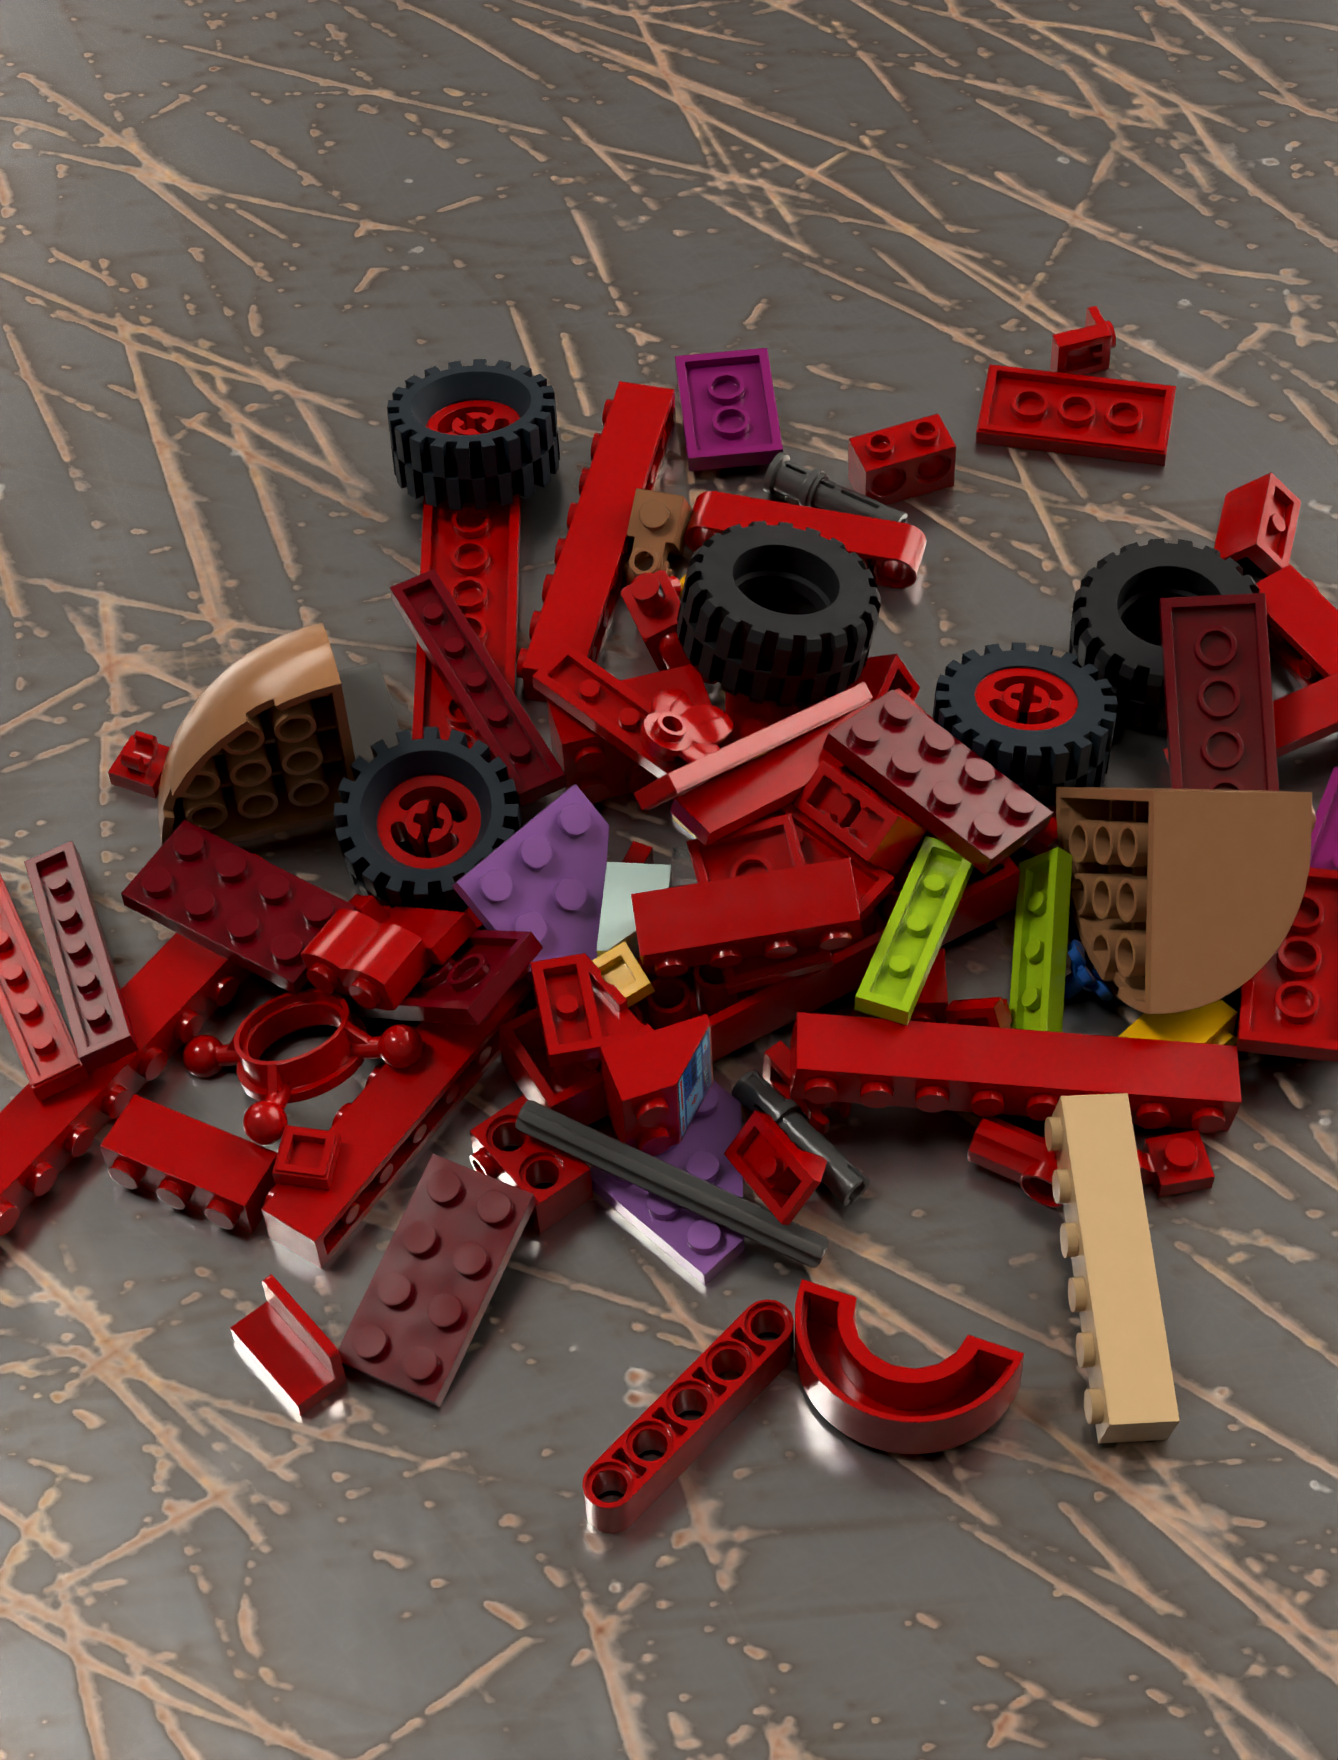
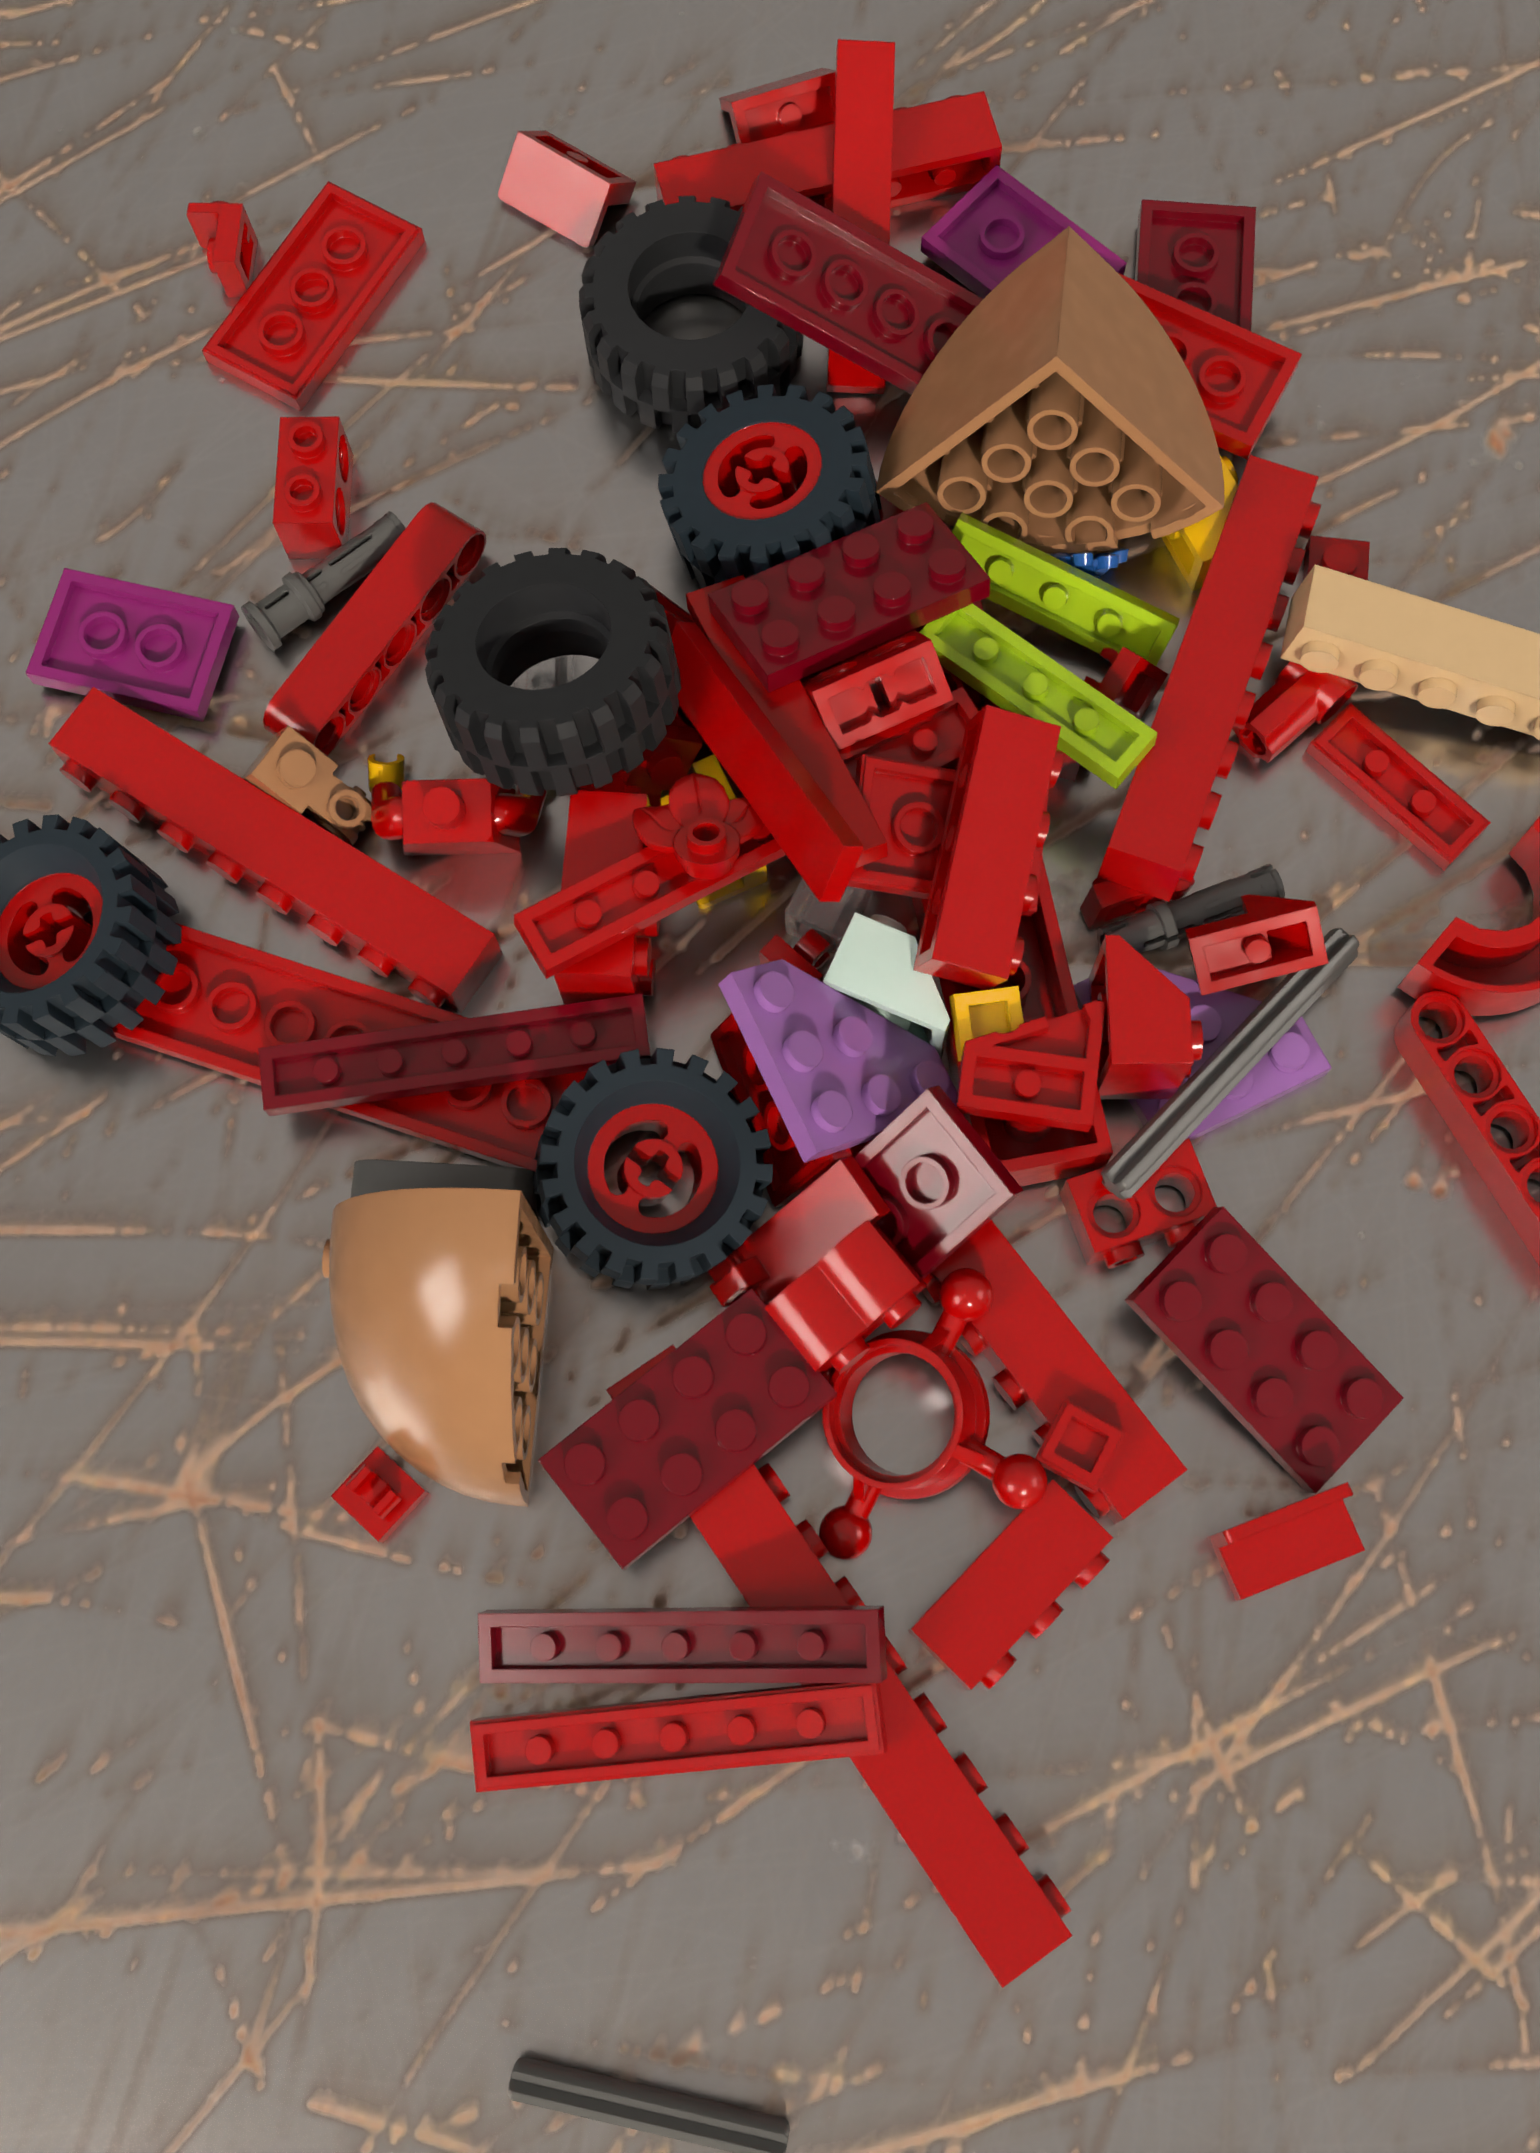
camera: 70 degrees left, 20 degrees up
(991, 1264) = (1397, 786): none -> red tile

